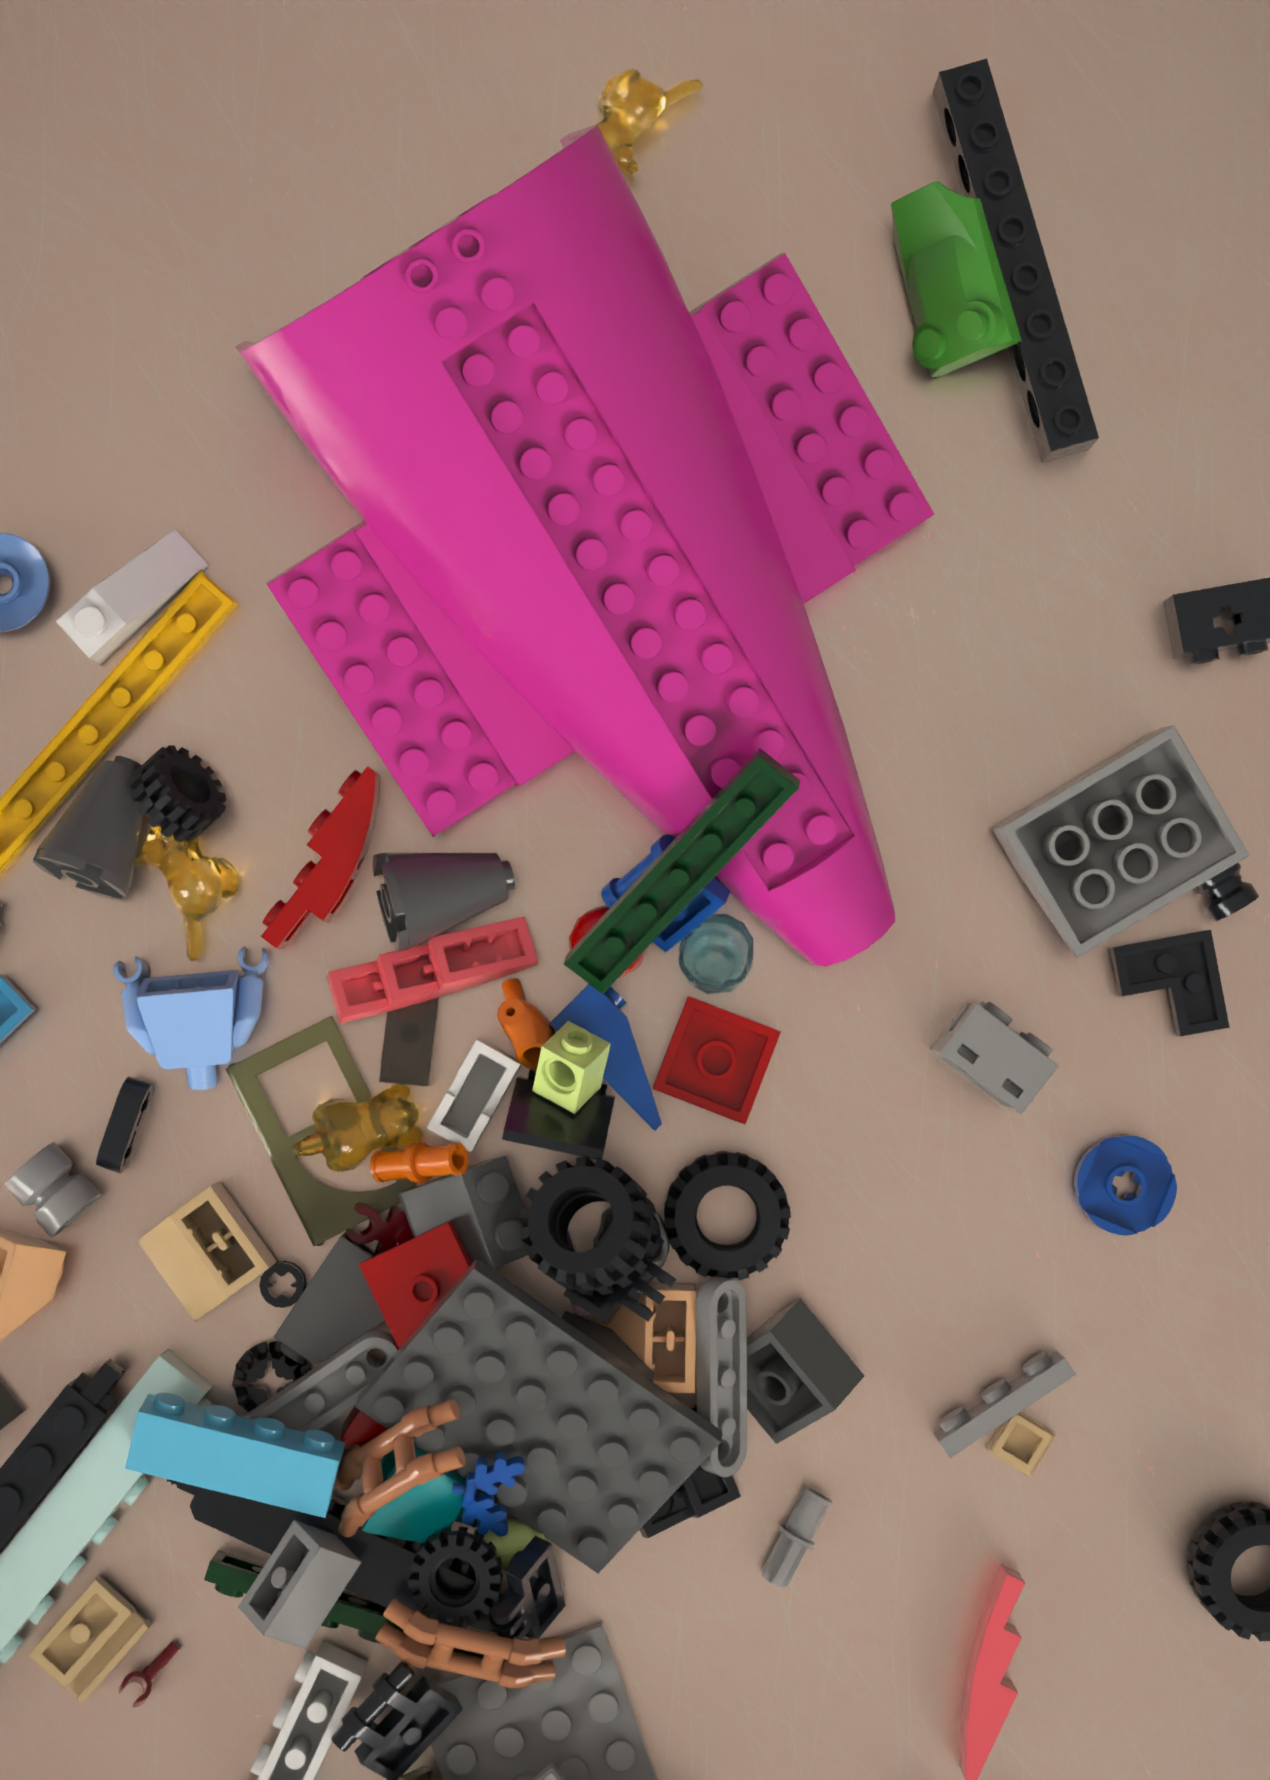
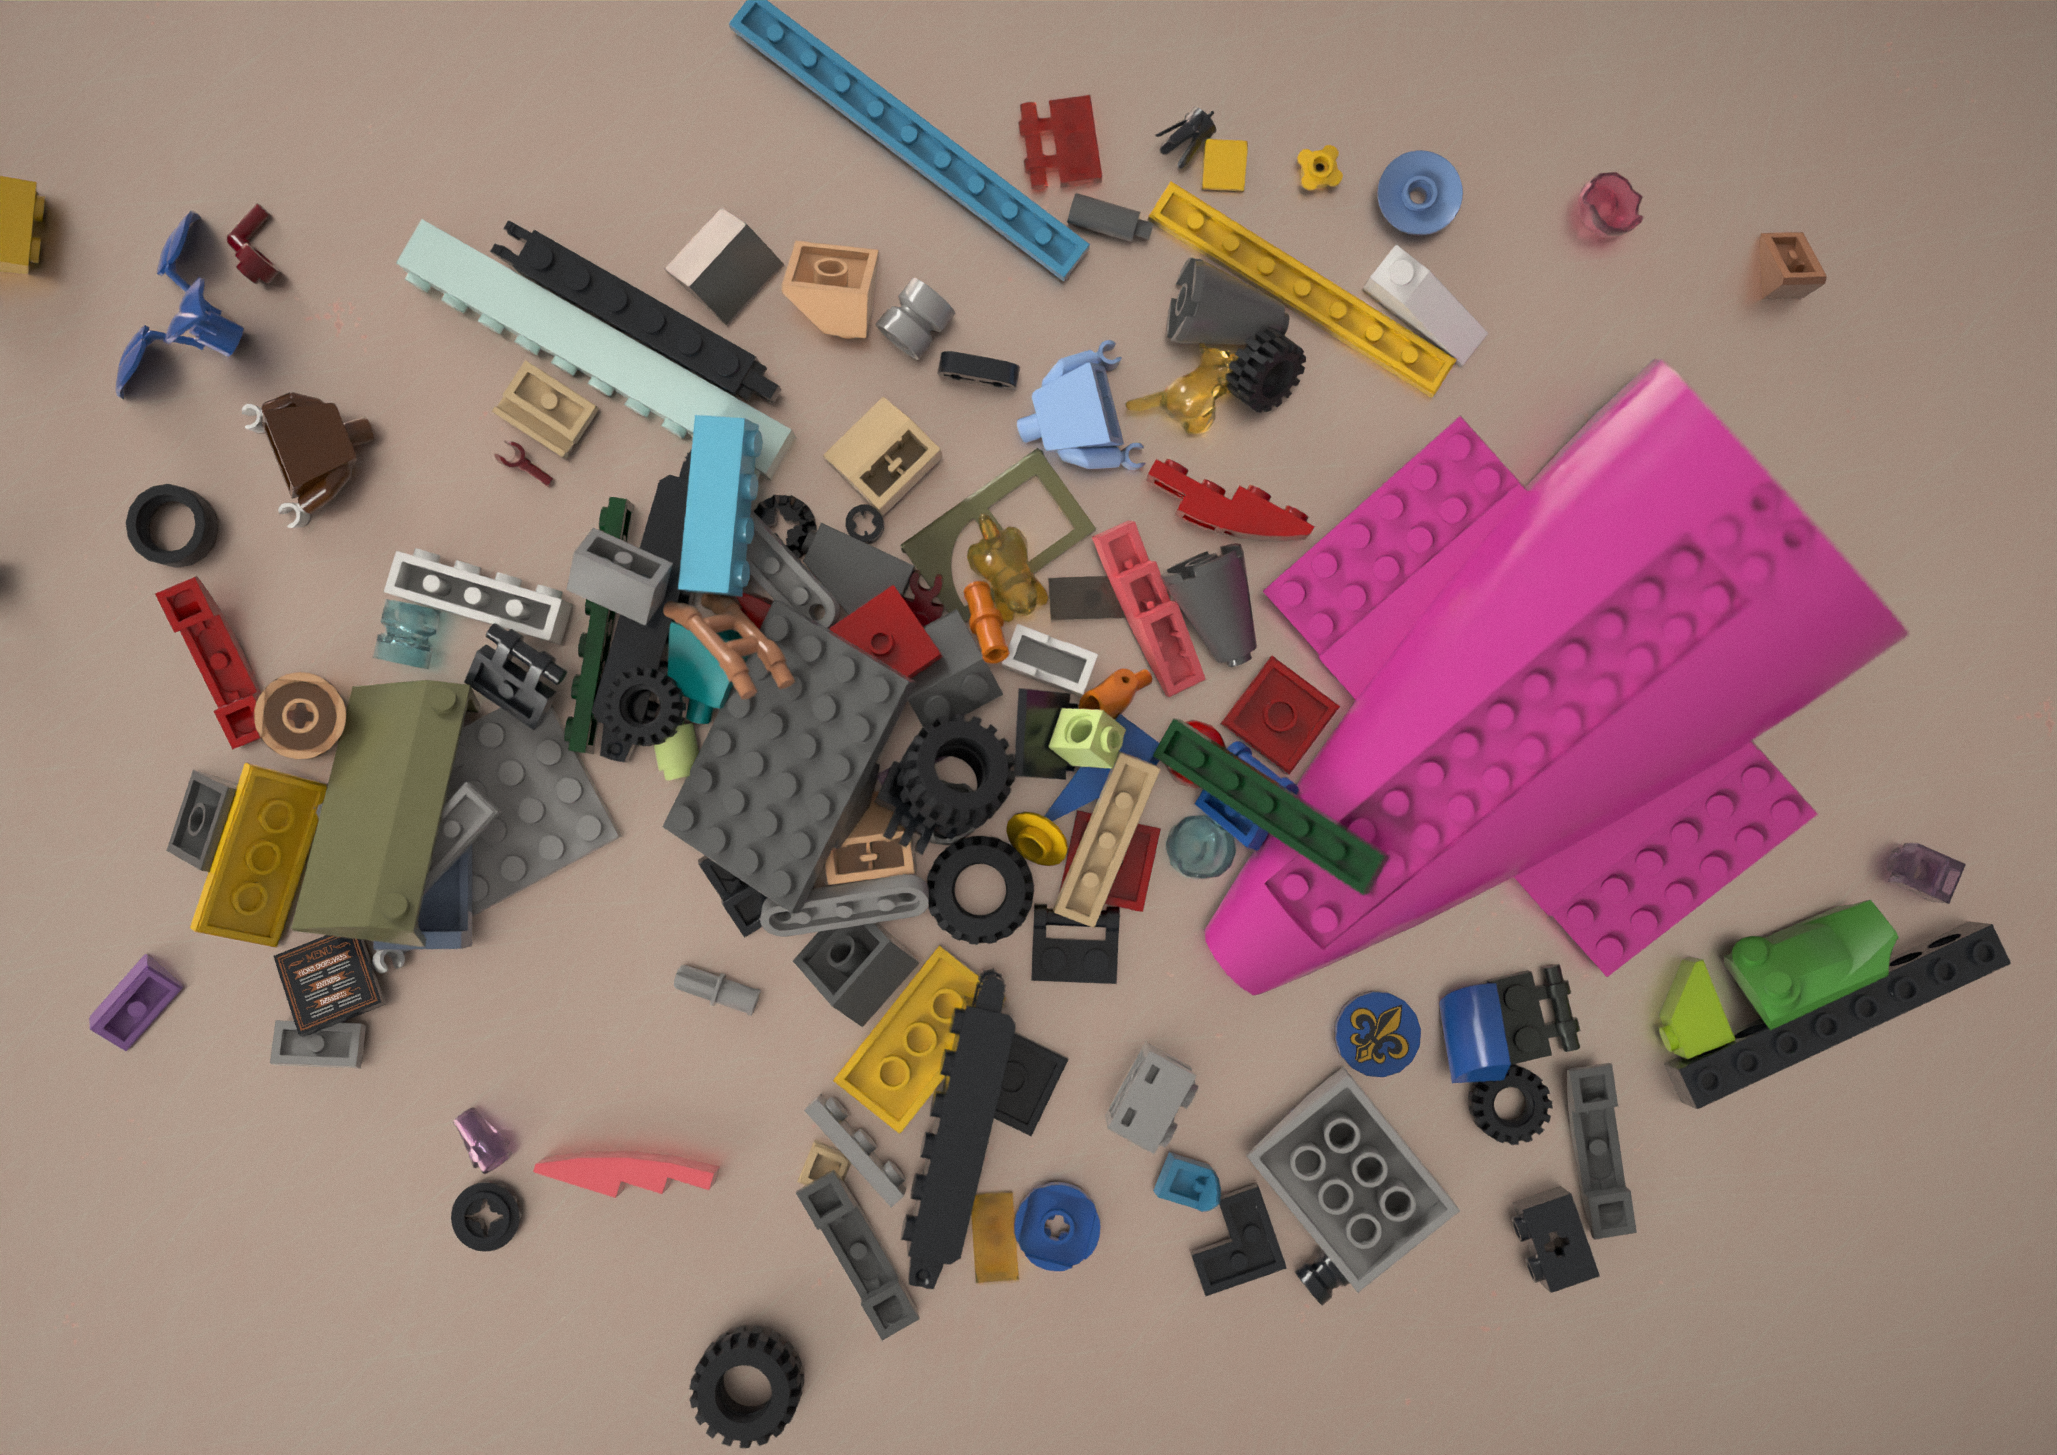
camera: 80 degrees right, 0 degrees up
(49, 367) = (1609, 205): none -> clear pink hair
(152, 174) = (1788, 266): none -> nougat slope
(482, 1505) = (706, 719): blue animal -> none
(527, 1658) = (585, 774): nougat piece -> none
(532, 1594) = (637, 773): black hinge -> none
(578, 837) = (1280, 715): none -> red plate
(631, 106) = (1918, 665): clear yellow animal -> none
(678, 1140) = (1050, 841): none -> yellow piece
(691, 1062) = (1106, 839): none -> tan plate
(822, 1114) = (1075, 958): none -> black plate
(874, 120) = (1938, 872): none -> brick
(888, 1310) = (903, 1053): none -> yellow plate
(948, 1210) = (1028, 1083): none -> black tile
(960, 783) = (1377, 1034): none -> tile
(964, 617) = (1523, 1017): none -> pearl dark grey plate
(977, 674) = (1475, 1034): none -> blue brick
(990, 422) = (1693, 1013): none -> lime slope
(1000, 1280) = (960, 1131): none -> black hinge
(1086, 628) = (1521, 1127): none -> black tyre
(1098, 1026) = (1188, 1183): none -> dark azure plate
(1122, 1416) = (860, 1253): none -> dark grey slope
(1129, 1259) = (994, 1239): none -> clear yellow slope
(1130, 553) = (1598, 1152): none -> dark grey slope

